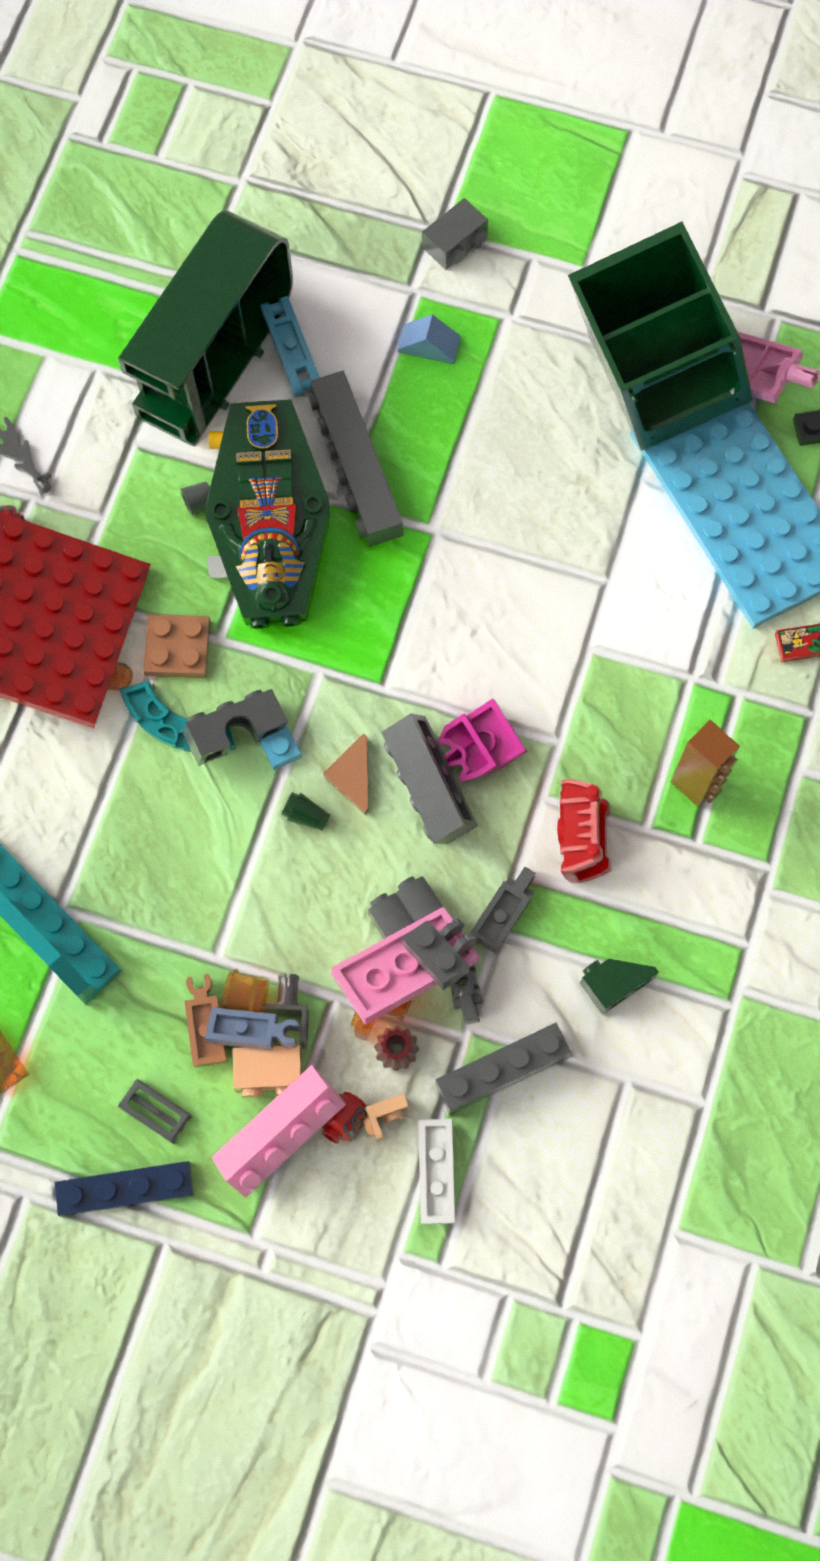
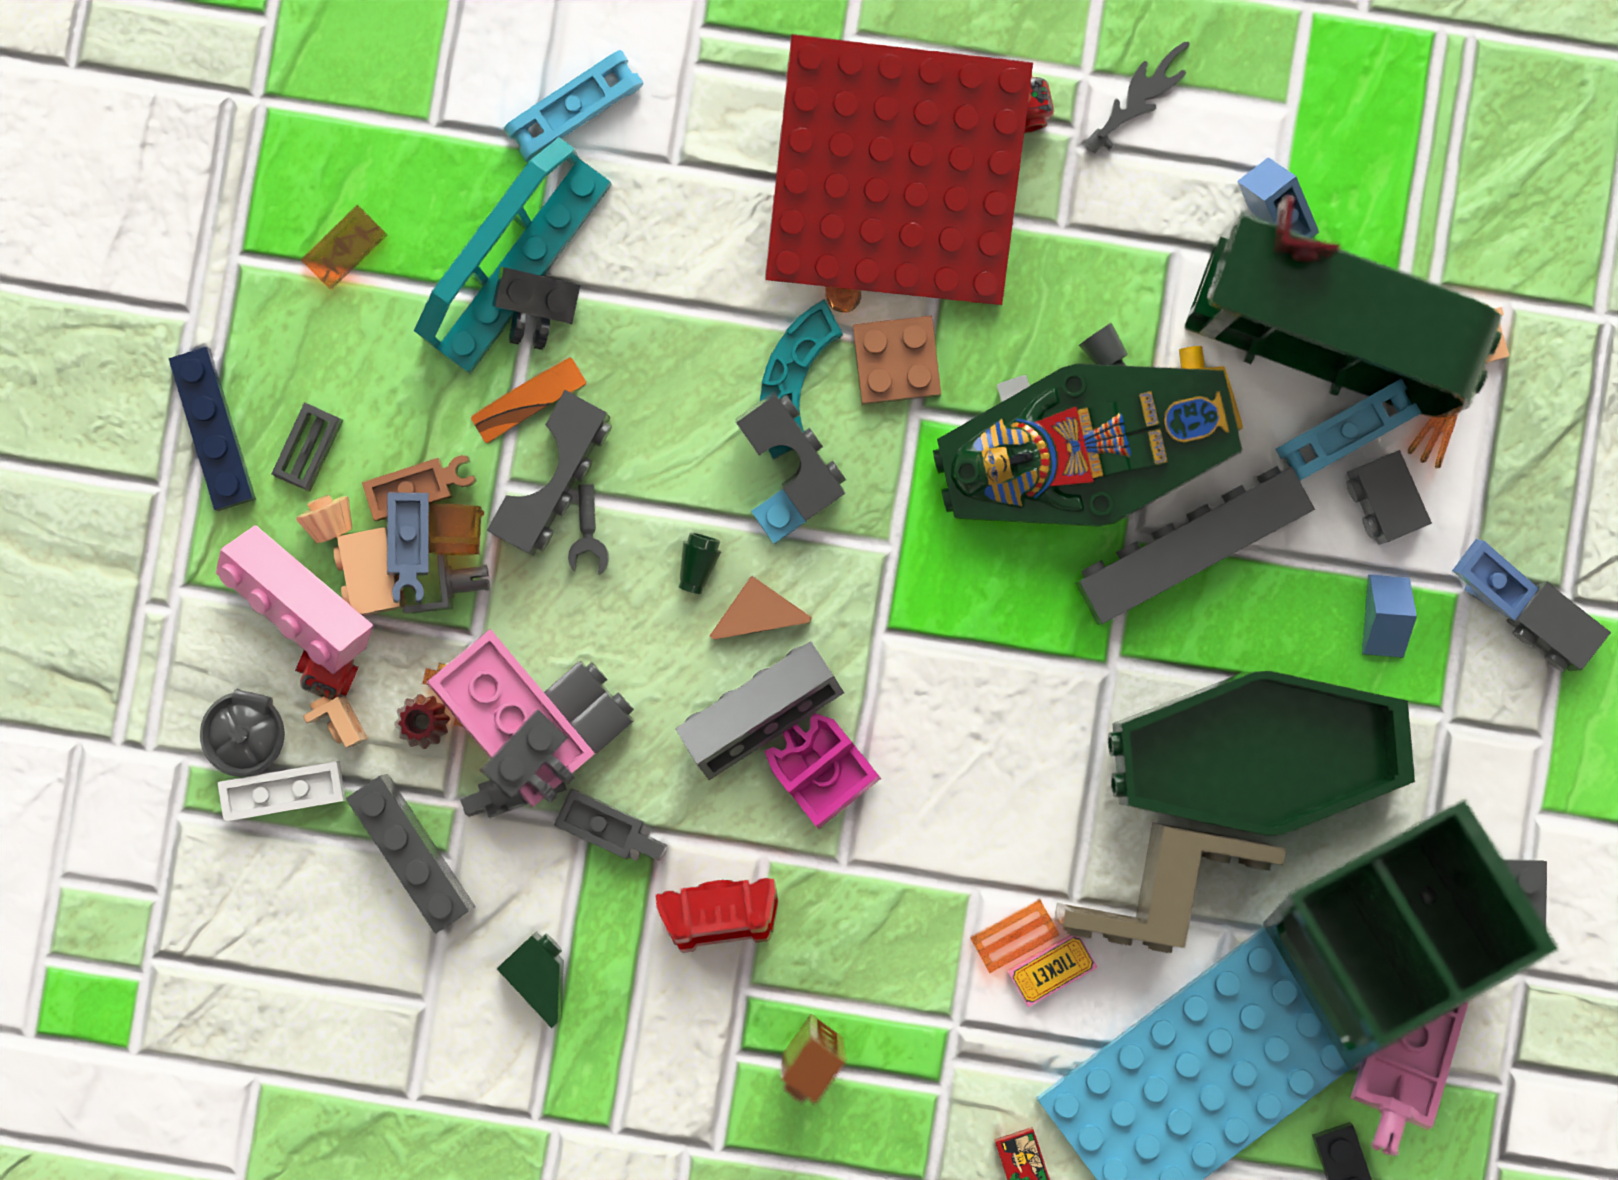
camera: 80 degrees right, 15 degrees up
(70, 903) = (534, 296): none -> black hinge
(104, 368) = (1267, 186): none -> medium blue slope
(145, 326) = (1300, 249): none -> dark red bracket
(152, 928) = (527, 399): none -> orange sticker
(184, 890) = (527, 519): none -> dark grey arch
(216, 1098) = (326, 518): none -> light nougat piece
(263, 894) = (587, 528): none -> dark grey piece
(303, 289) = (1440, 425): none -> clear orange piece
(344, 326) = (1387, 498): none -> dark grey brick
(383, 1196) = (242, 733): none -> dark grey piece
(415, 265) = (1494, 580): none -> medium blue slope
(515, 430) = (1262, 752): none -> dark green container
(605, 505) = (1167, 887): none -> dark tan bracket
(637, 647) = (1007, 921): none -> clear orange tile
(656, 601) = (1052, 969): none -> tile

